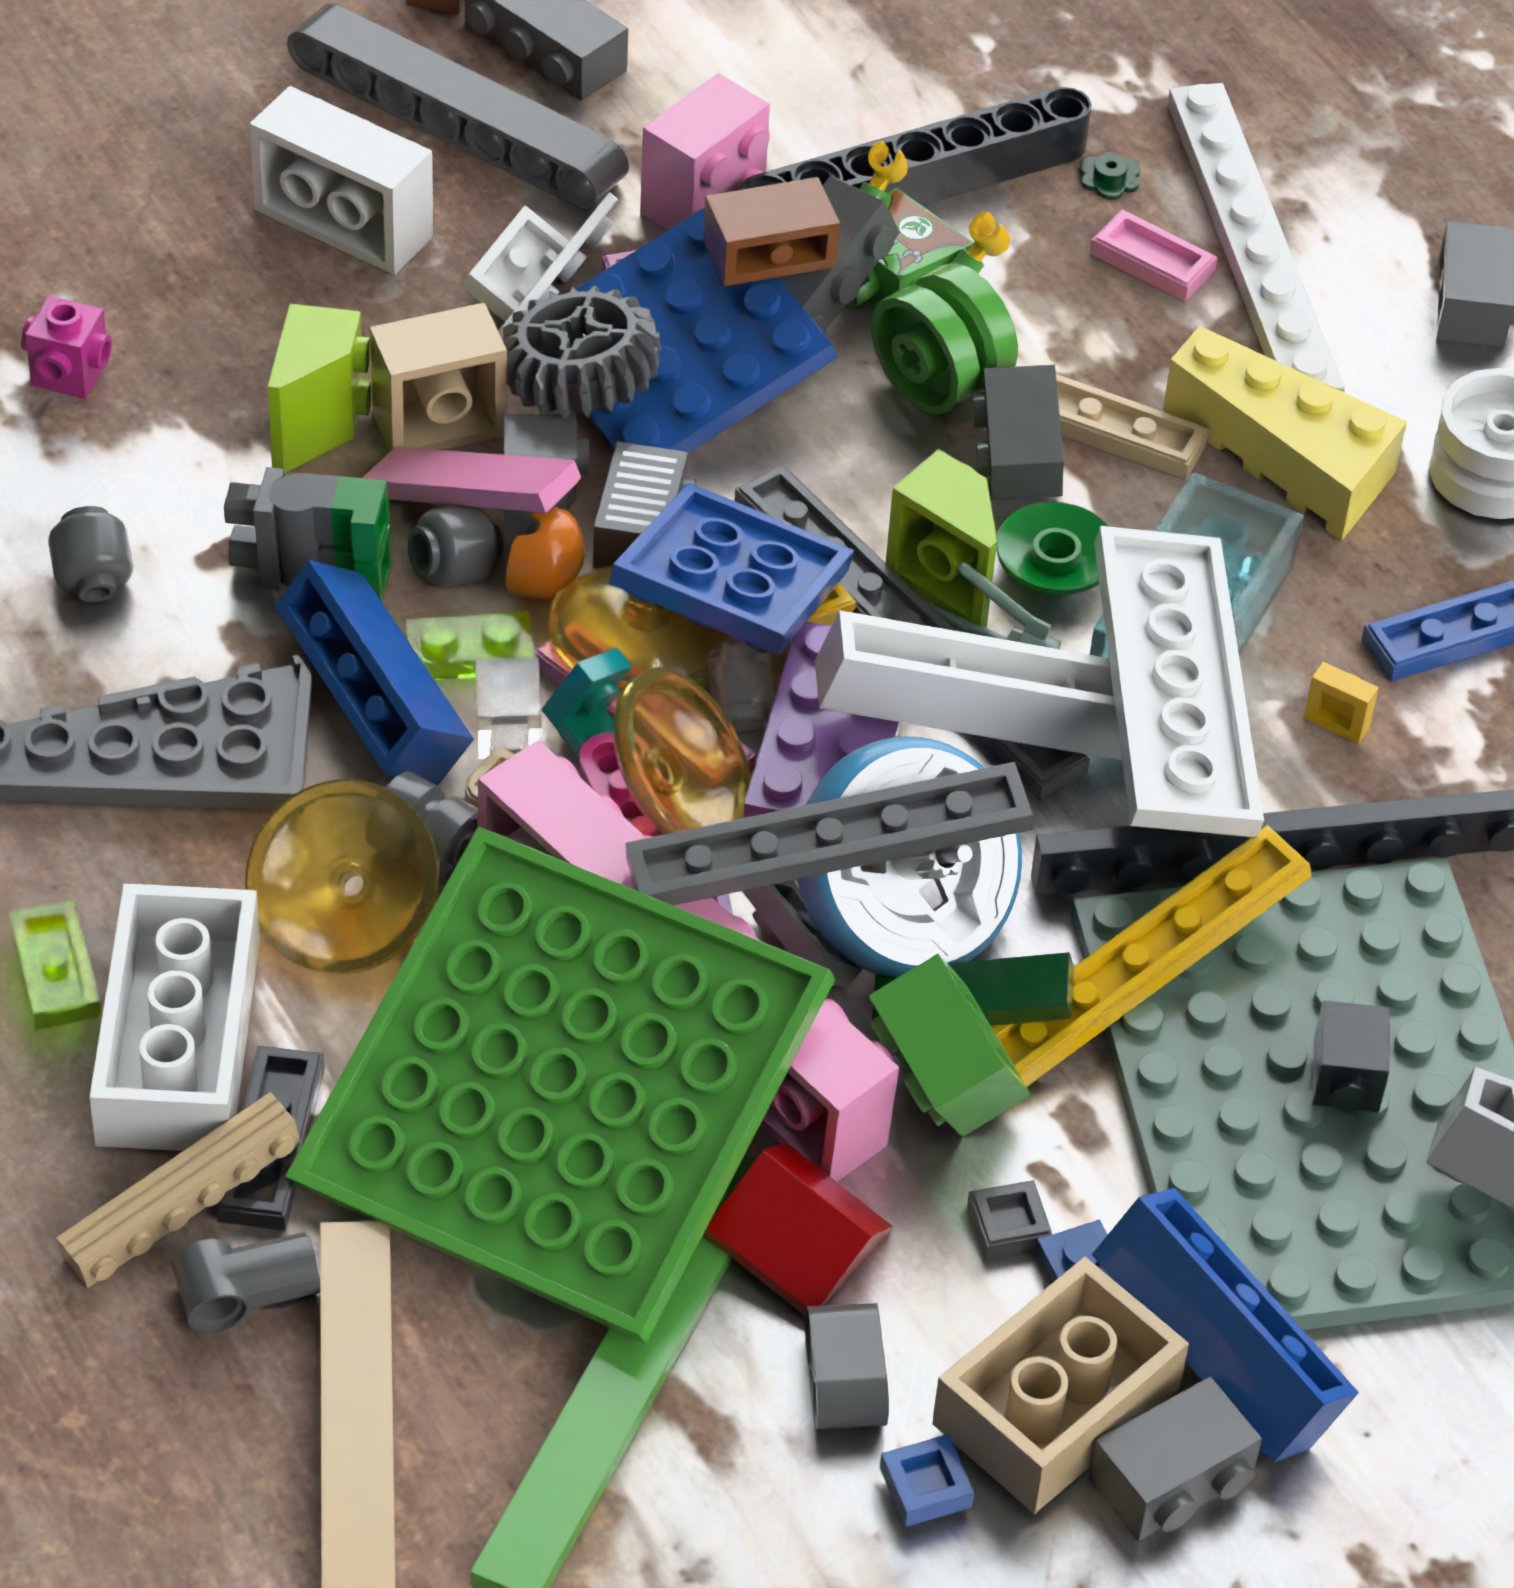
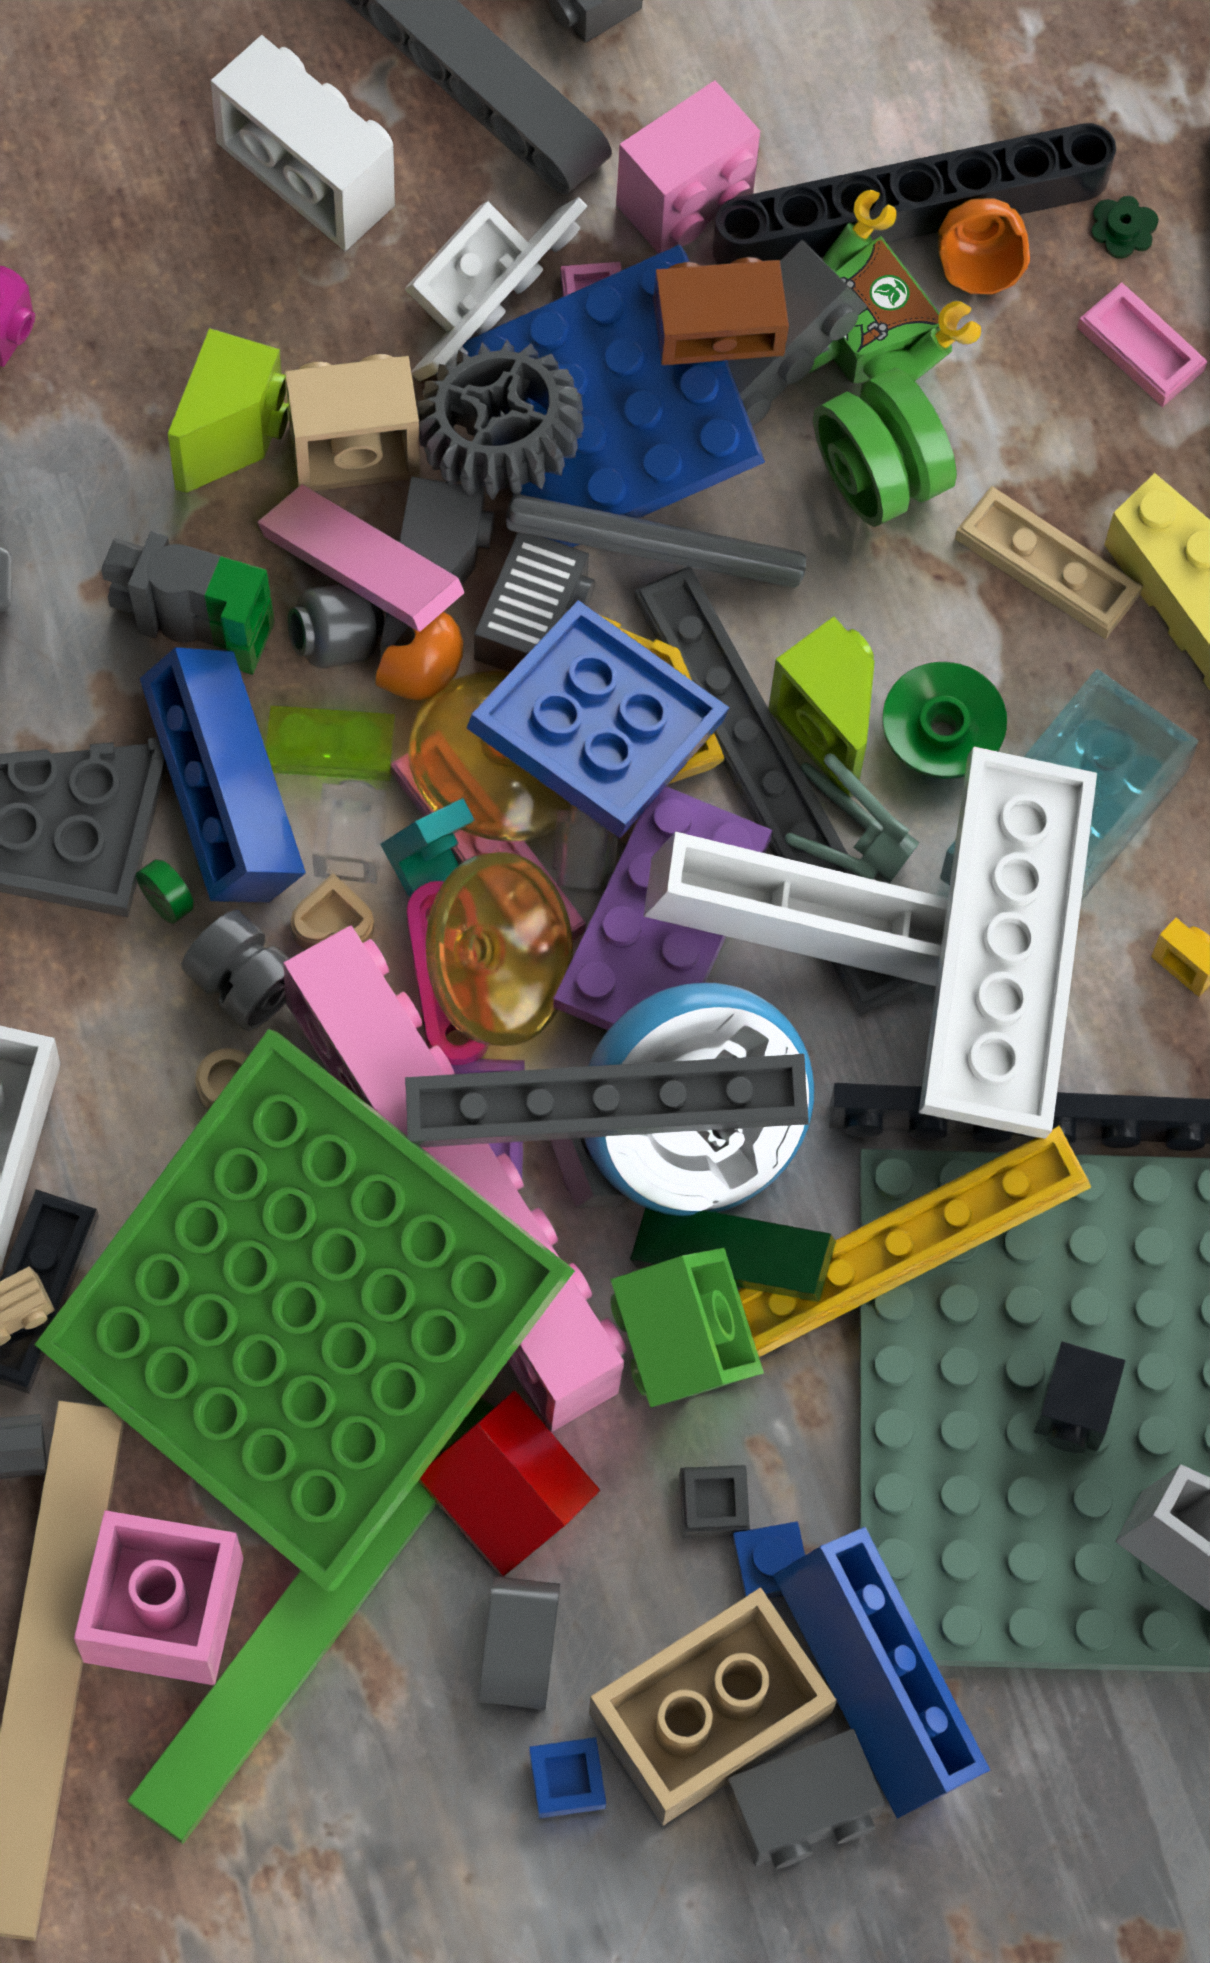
camera: 10 degrees right, 20 degrees up
(312, 851) = (109, 1028): clear yellow dish -> none
(332, 764) = (165, 890): none -> green tile
(466, 1369) = (159, 1597): none -> bright pink brick
(746, 439) = (655, 540): none -> dark grey axle
(993, 182) = (983, 246): none -> orange hair
(1021, 432) = (940, 570): dark grey brick -> none

